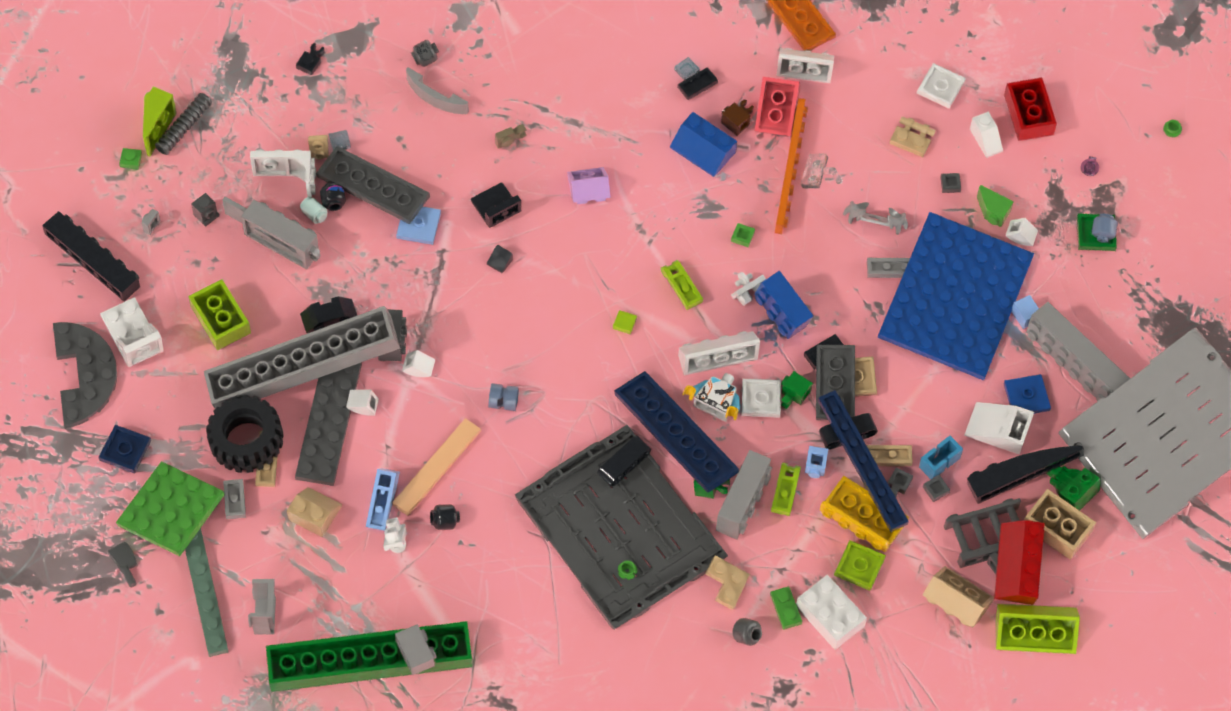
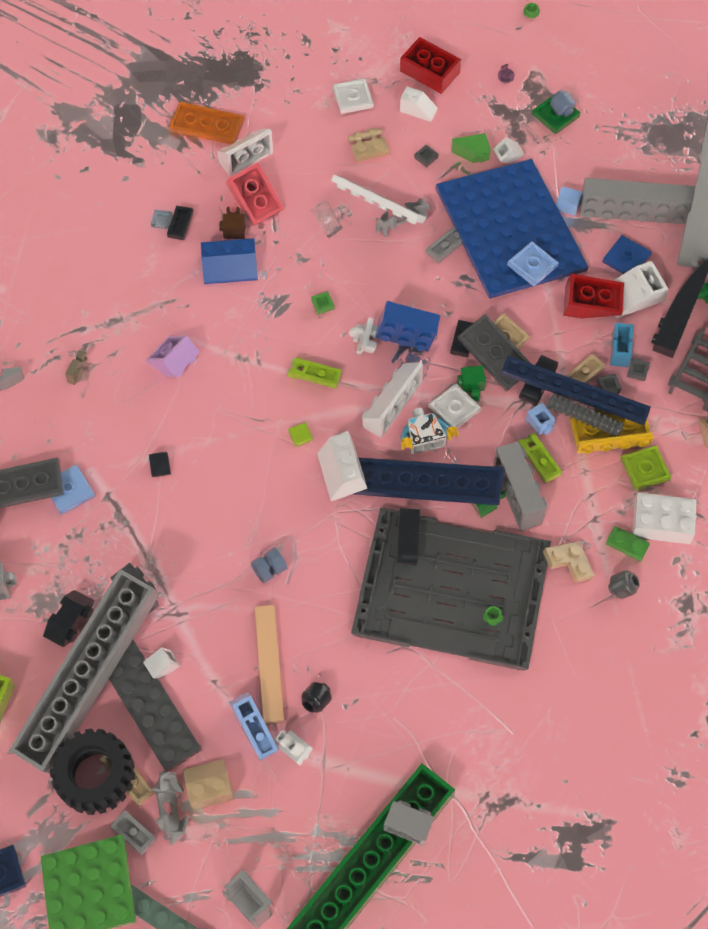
camera: 40 degrees left, 0 degrees up
(281, 490) = (166, 792): none -> light grey piece
(418, 364) = (176, 596): white brick -> none
(496, 204) = (116, 426): black bracket -> none
(628, 370) = (341, 466): none -> white slope
(790, 172) = (310, 233): orange plate -> none
(851, 485) = (585, 415): none -> dark grey piece
(868, 187) = (383, 203): none -> white plate
(936, 337) = (532, 263): none -> light blue plate
(958, 402) = (592, 297): none -> red slope

